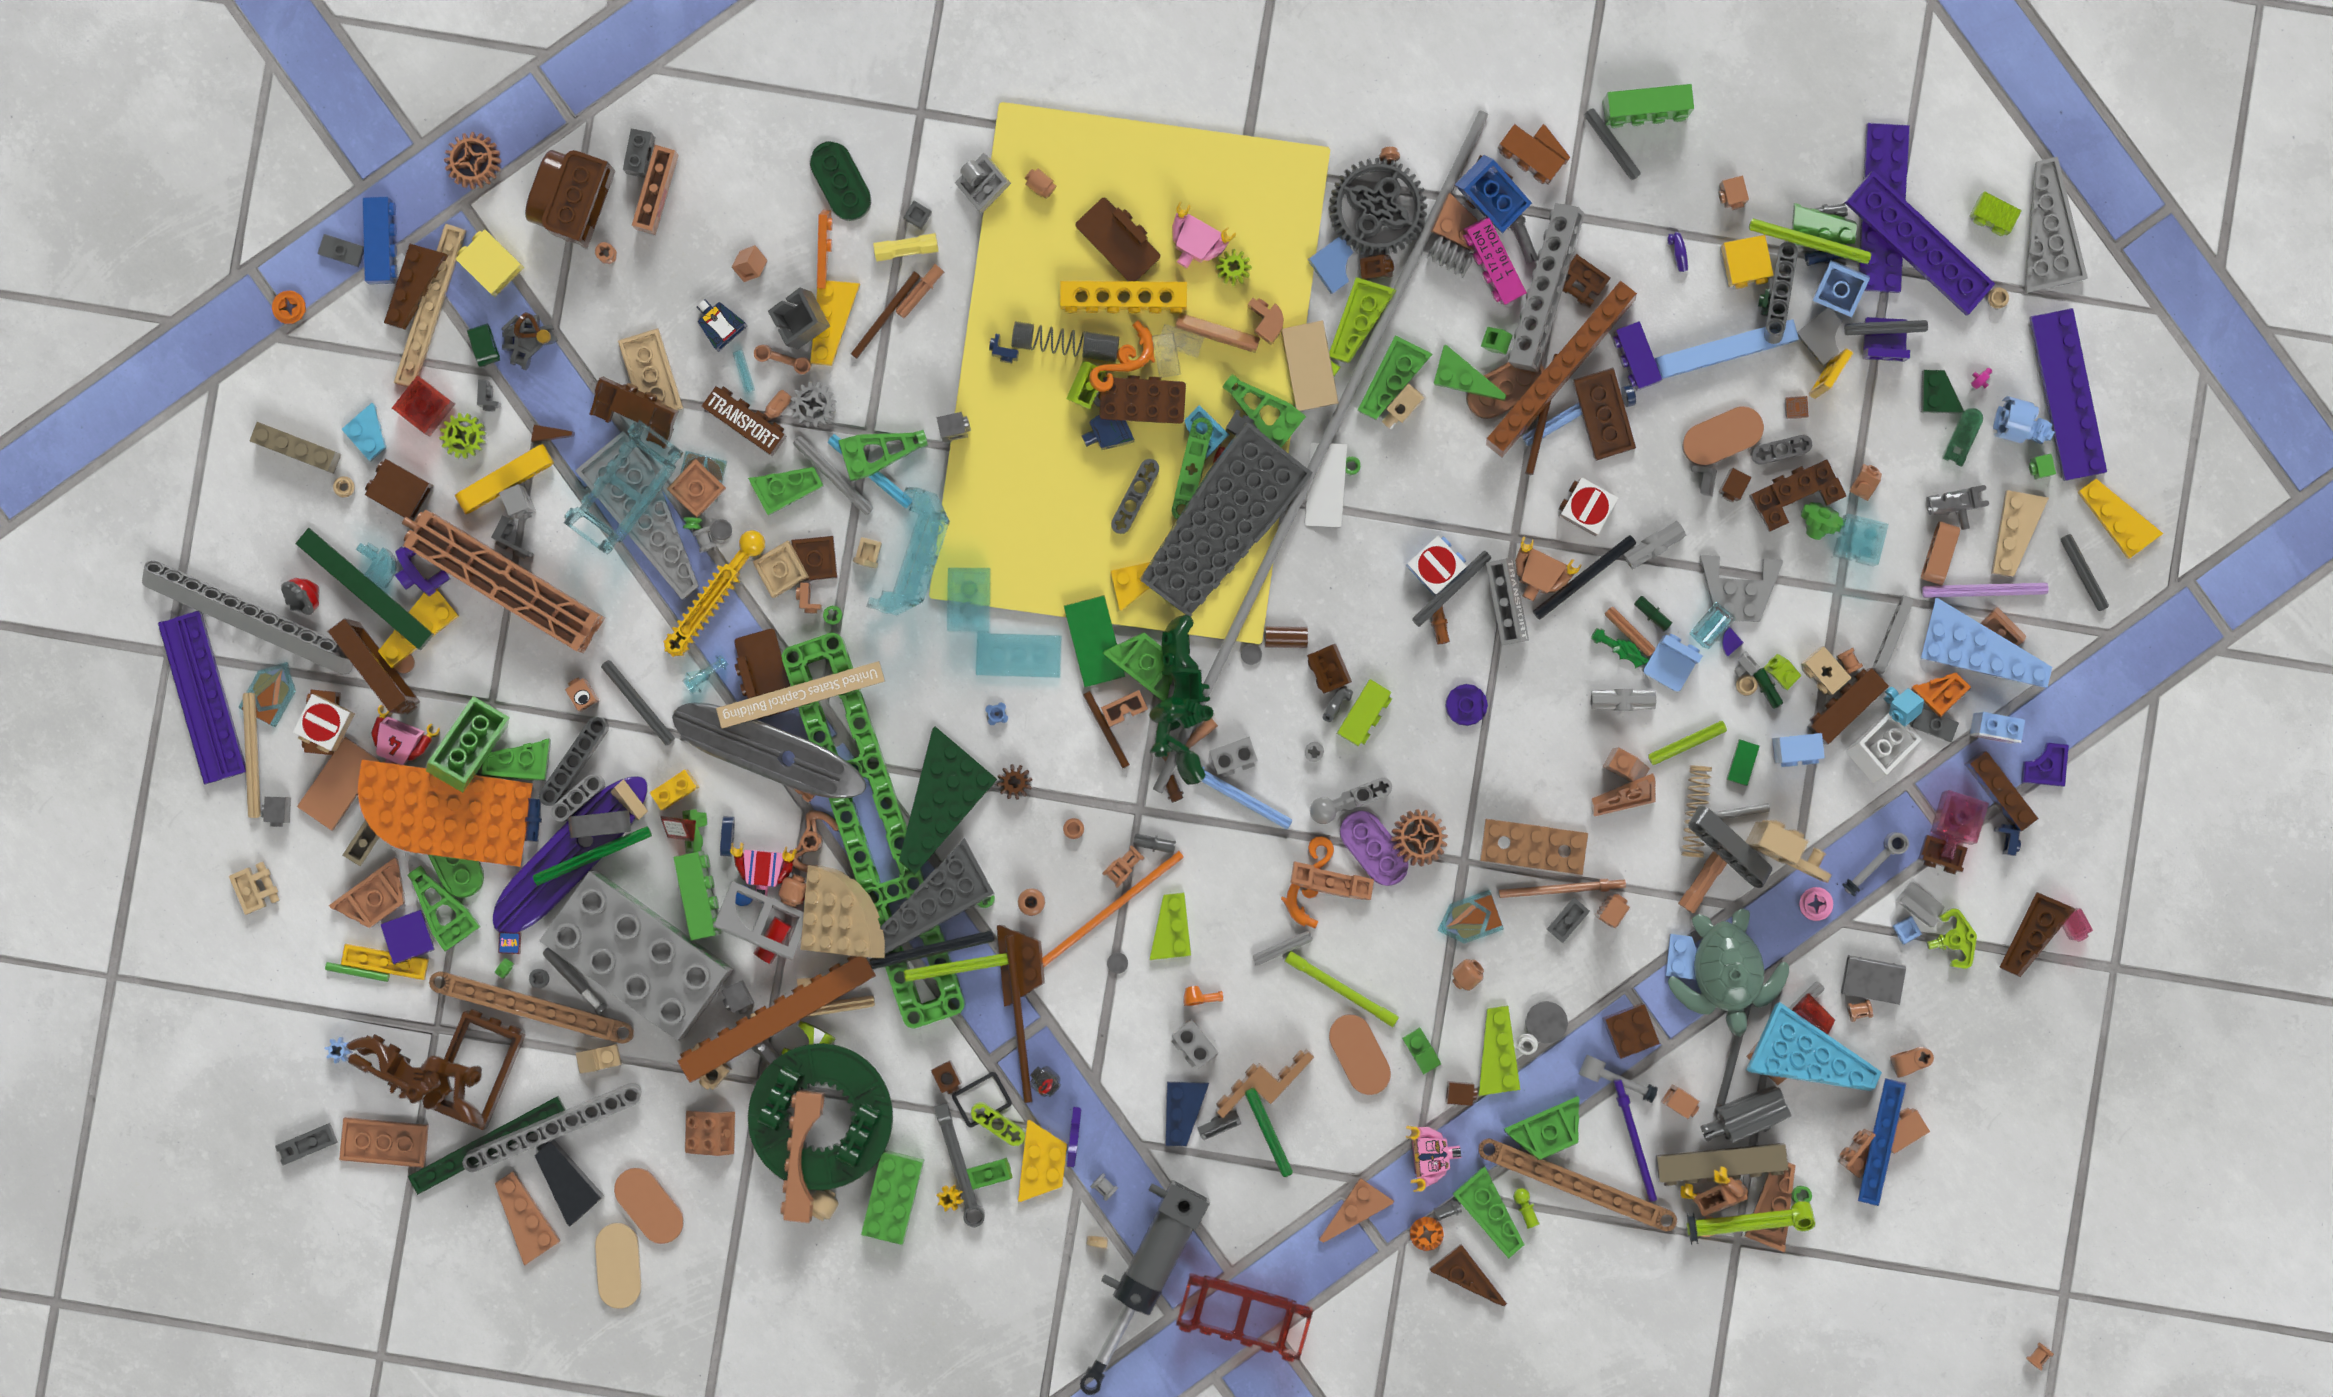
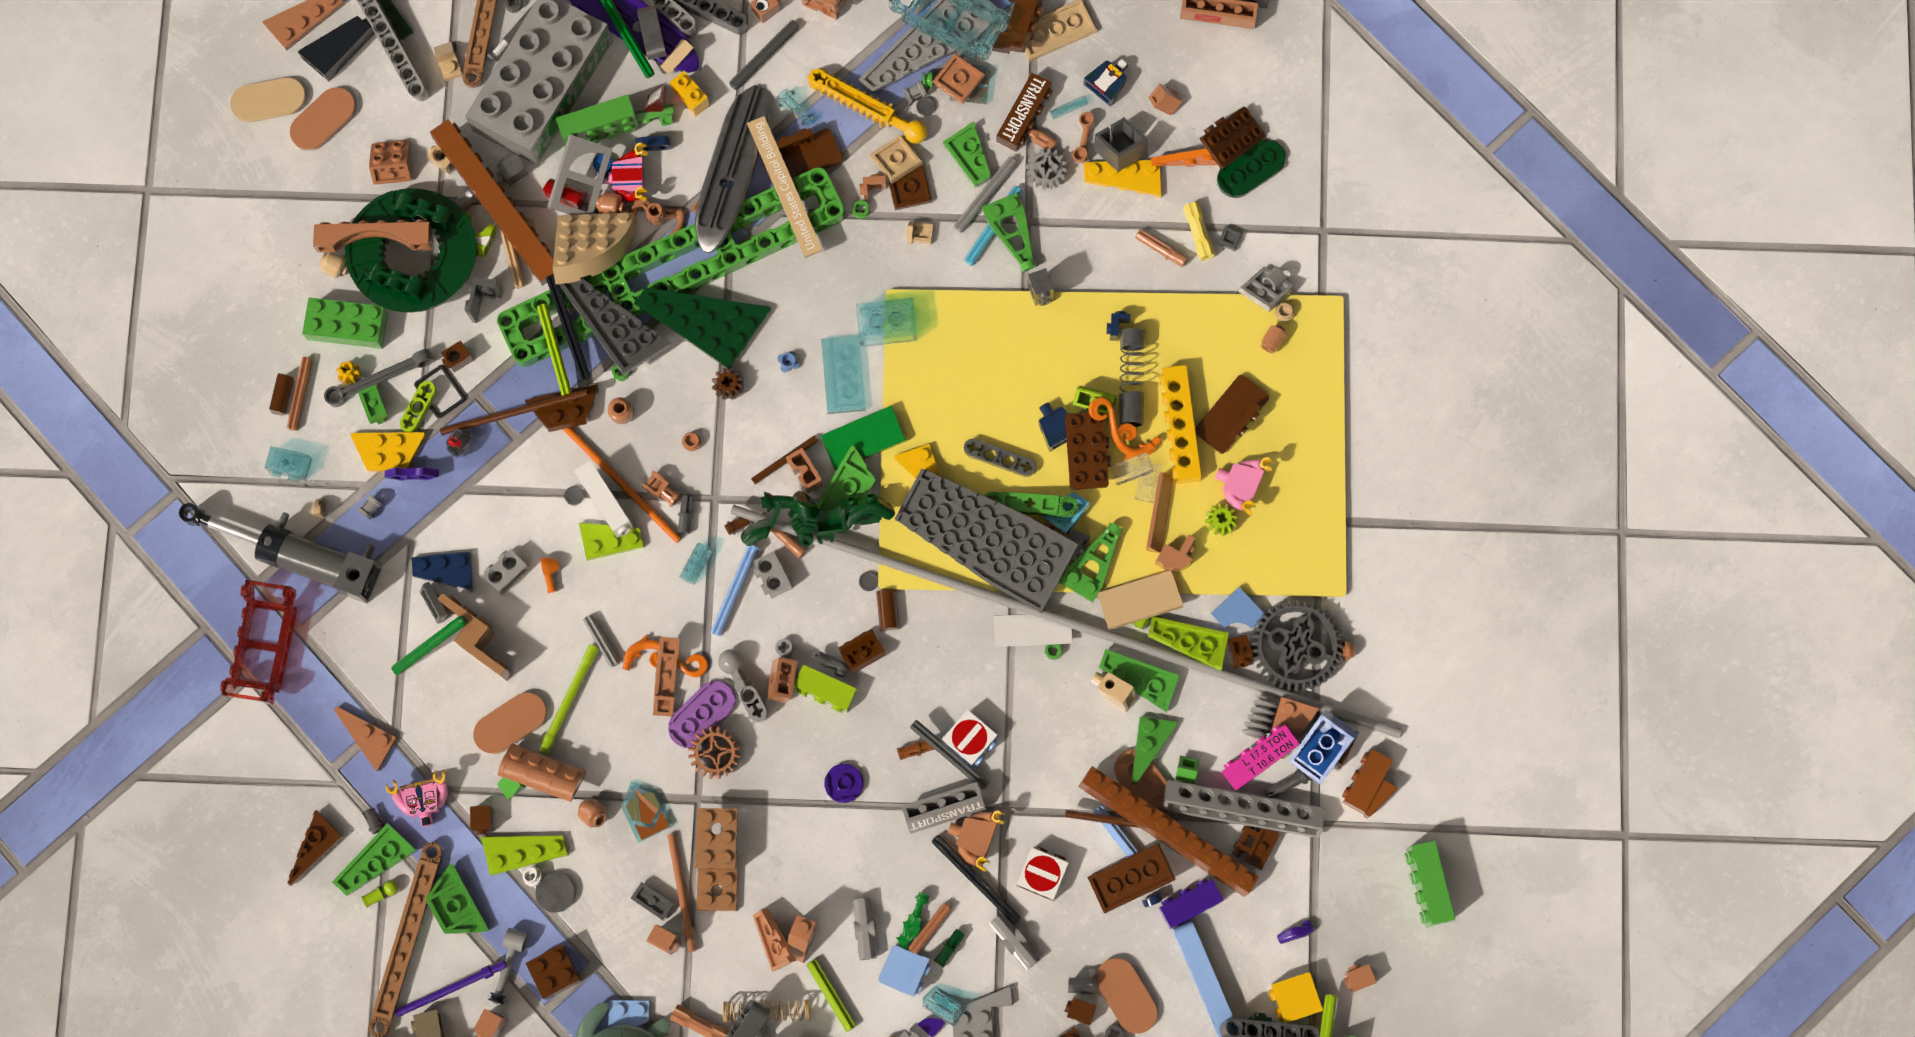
camera: 85 degrees right, 10 degrees down
(805, 196) = (1232, 136): none -> reddish brown bracket
(875, 1035) = (478, 288): none -> dark grey bracket
(885, 314) = (1135, 221): reddish brown piece -> none
(919, 556) = (919, 274): clear light blue windscreen -> none
(965, 1254) = (299, 393): none -> nougat axle
(965, 1274) = (281, 394): none -> reddish brown brick
(1010, 167) = (1284, 312): none -> tan plate
(1036, 1282) = (279, 457): none -> clear light blue brick
(1131, 928) = (603, 499): none -> white slope
(1210, 837) = (695, 563): none -> clear light blue axle
(1350, 757) = (781, 680): none -> nougat brick
(1420, 1023) = (541, 772): none -> nougat container
(1431, 1225) = (358, 806): orange gear -> none
(1612, 144) = (1389, 857): dark grey axle -> none

